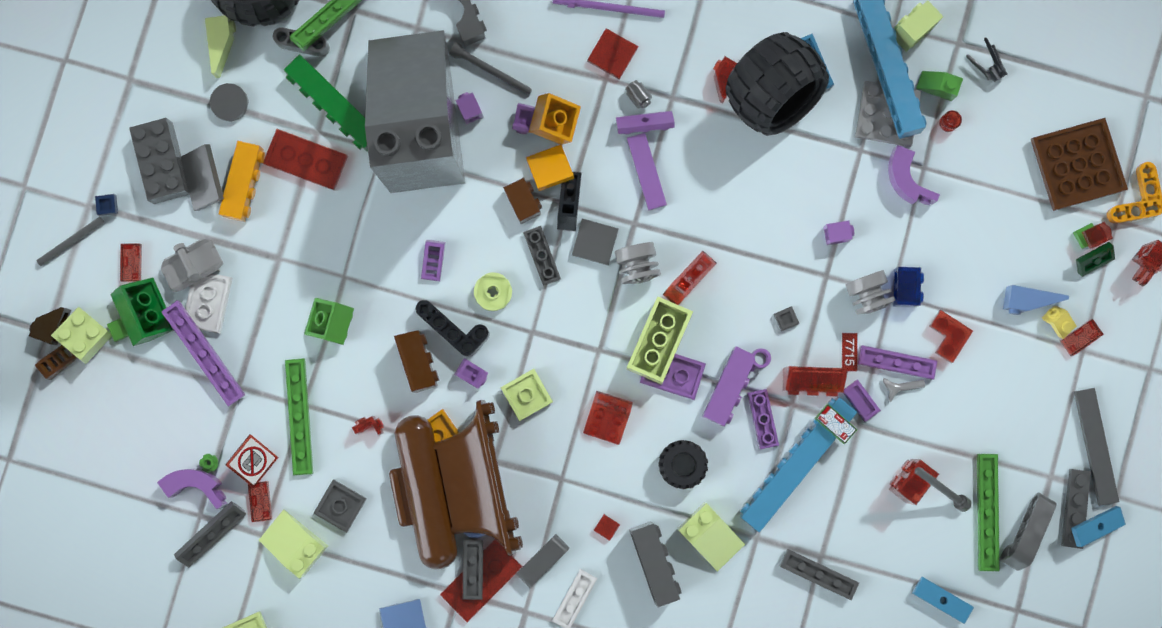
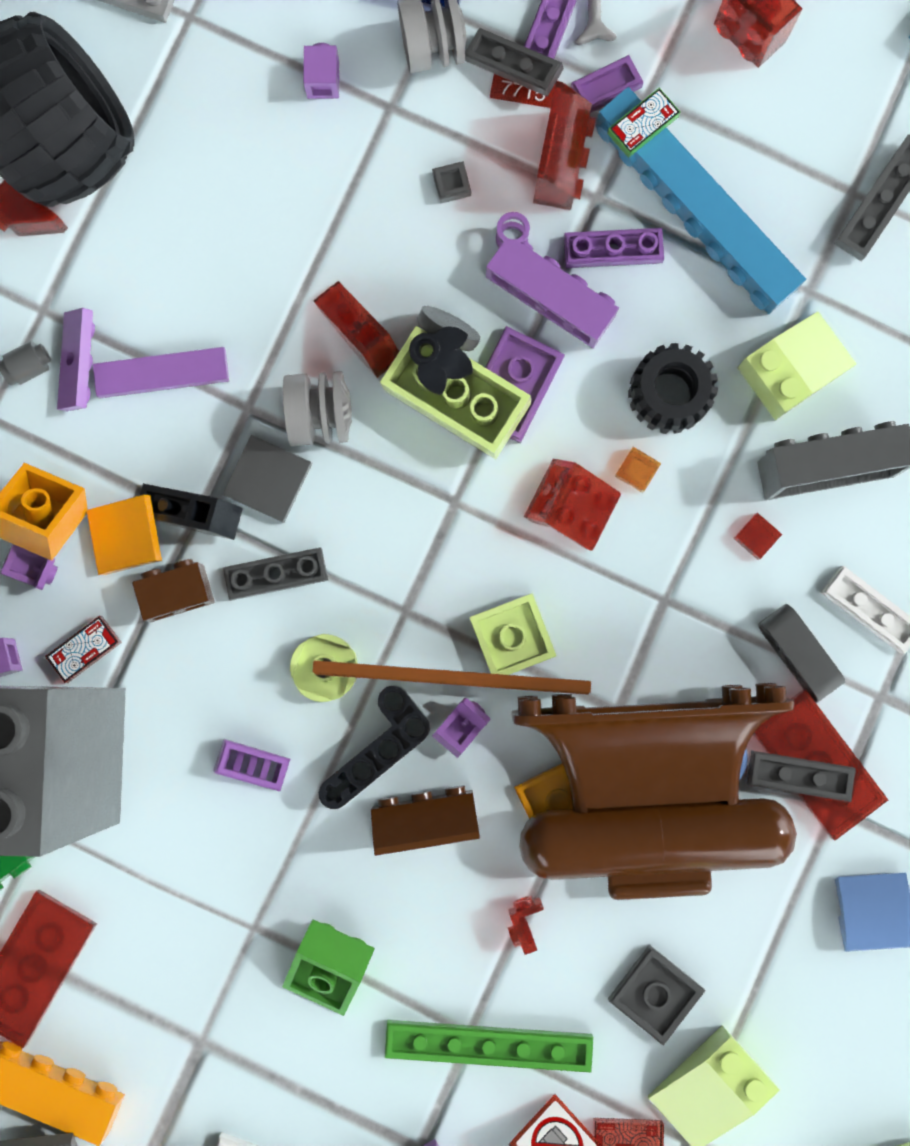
camera: 80 degrees left, 0 degrees up
(483, 156) = (83, 649): none -> tile
(497, 363) = (451, 677): none -> dark orange tile
(634, 452) = (638, 469): none -> clear orange tile
(675, 331) = (444, 362): none -> black plate
(697, 330) = (434, 319): none -> tile
(863, 343) = (513, 62): none -> dark grey tile

